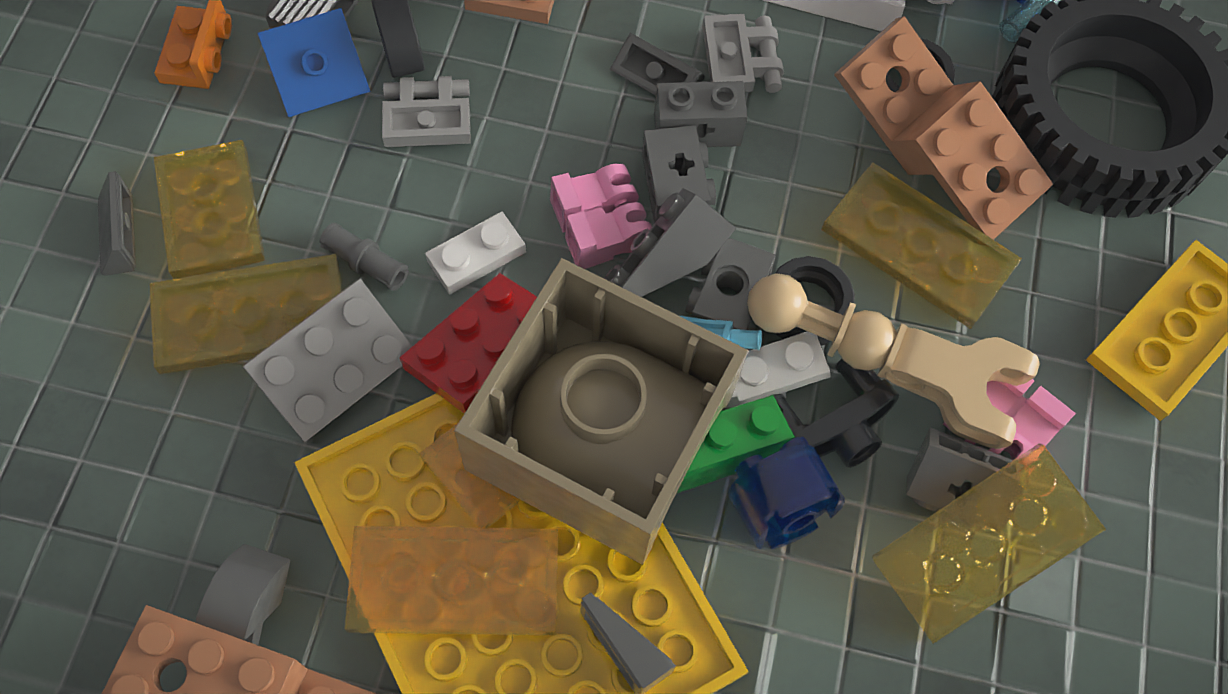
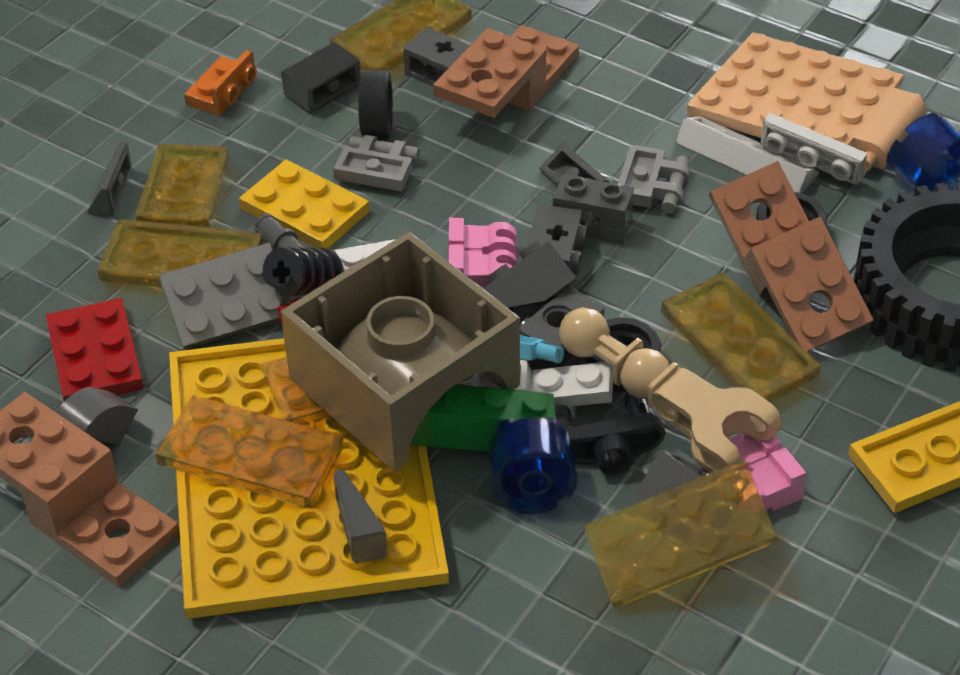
camera: 25 degrees right, 20 degrees down
(195, 481) = (94, 349): none -> red plate
(314, 62) = (304, 109): blue plate -> none
(364, 193) = (306, 204): none -> yellow plate
(415, 304) = (300, 269): none -> black piece

